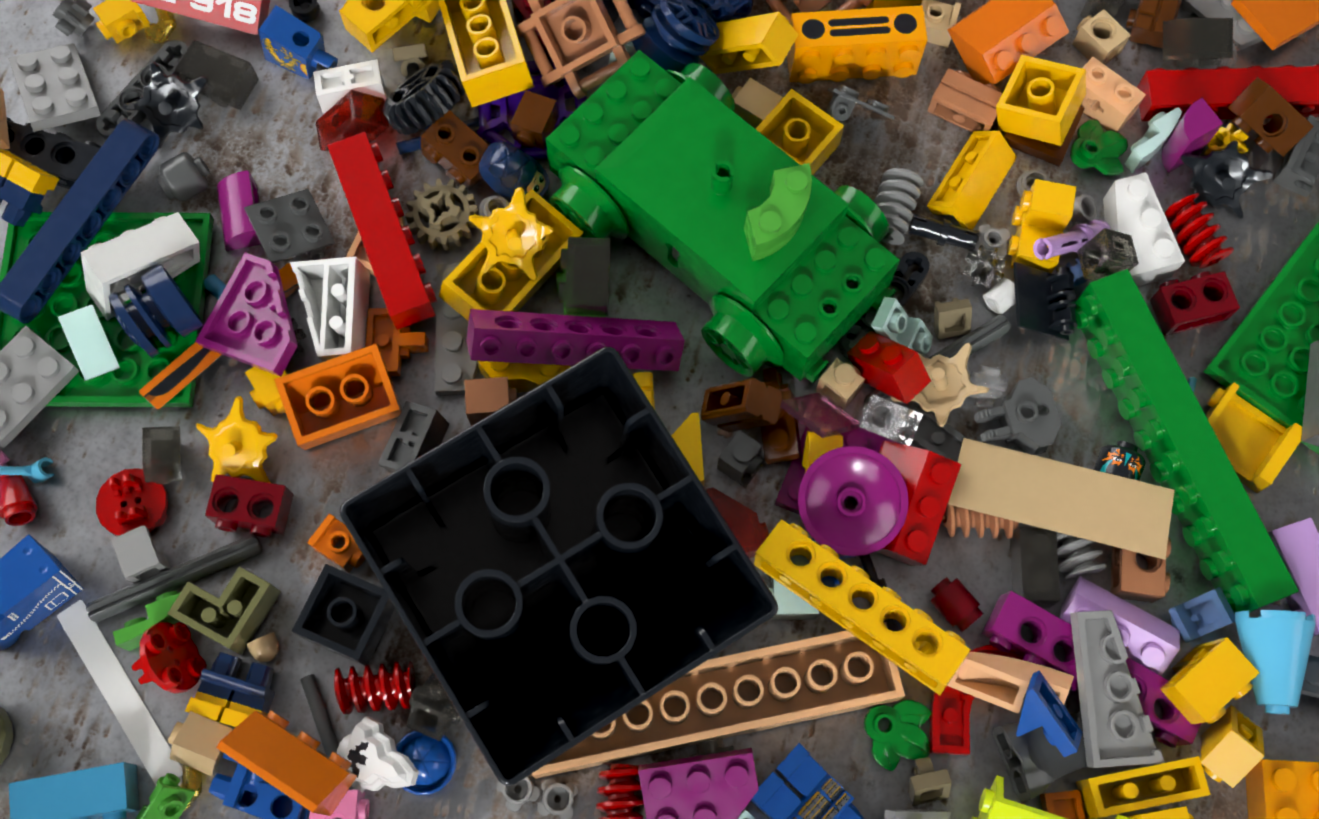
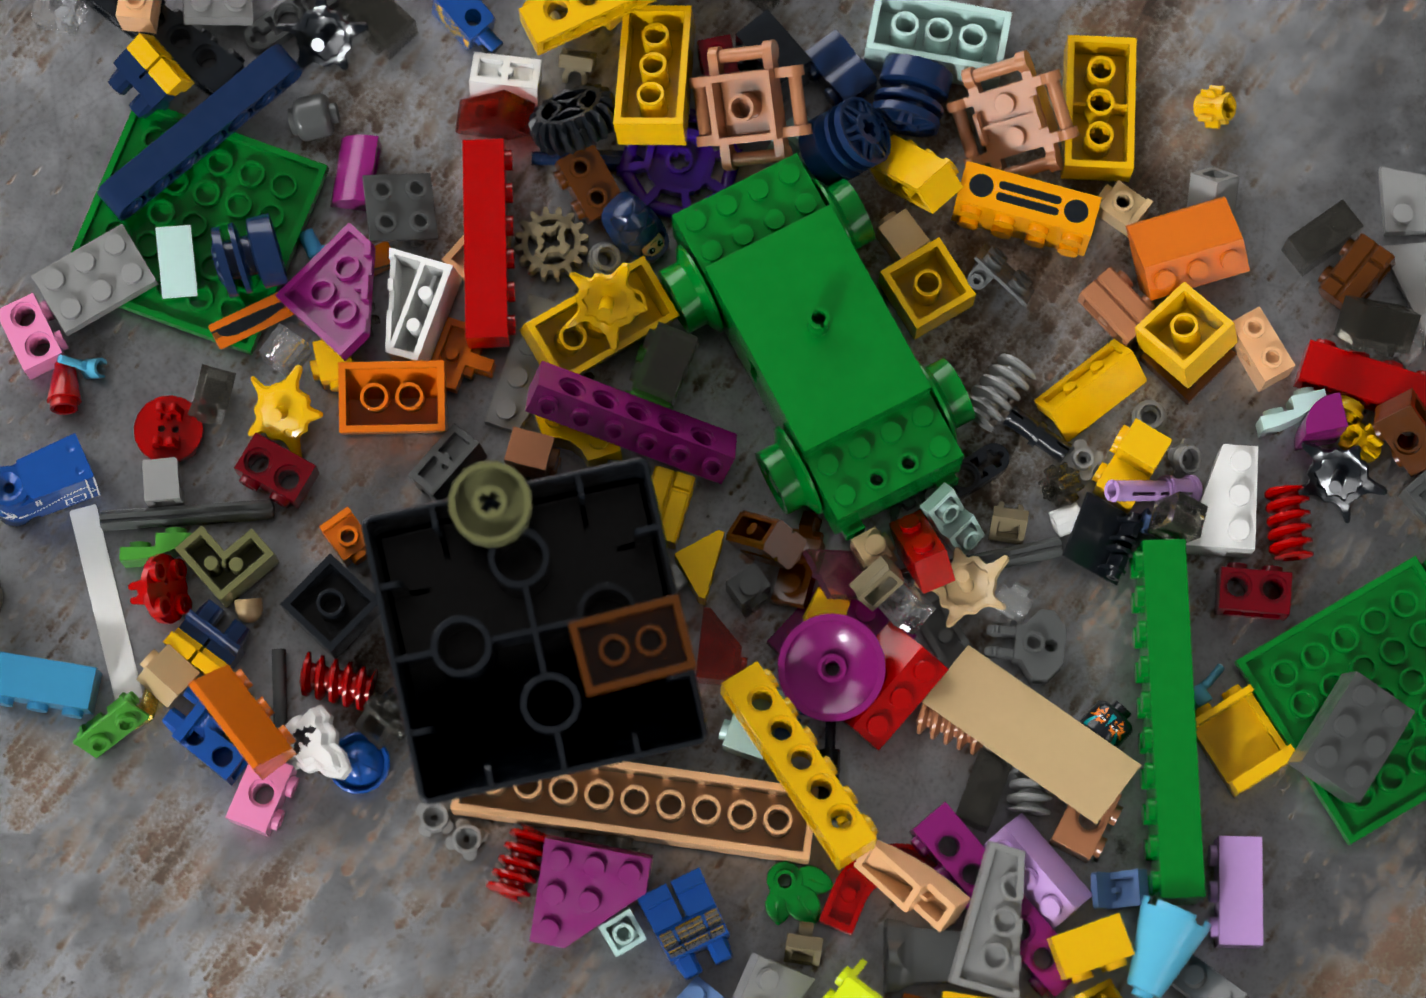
camera: 20 degrees right, 5 degrees up
(135, 252) = (246, 194): white wedge -> none
(220, 388) = (285, 350): none -> clear brick
(465, 418) = (487, 482): none -> olive wheel
(534, 120) = (673, 181): reddish brown brick -> none
(670, 537) = (632, 645): none -> reddish brown brick
(781, 215) = (858, 378): bright green brick -> none
(862, 407) = (877, 582): none -> dark tan piece
(956, 603) = (896, 796): dark red brick -> none
(1046, 710) = (928, 915): blue slope -> none
(1098, 149) = (1237, 398): green plate -> none
(1111, 41) = (1280, 299): tan brick -> none

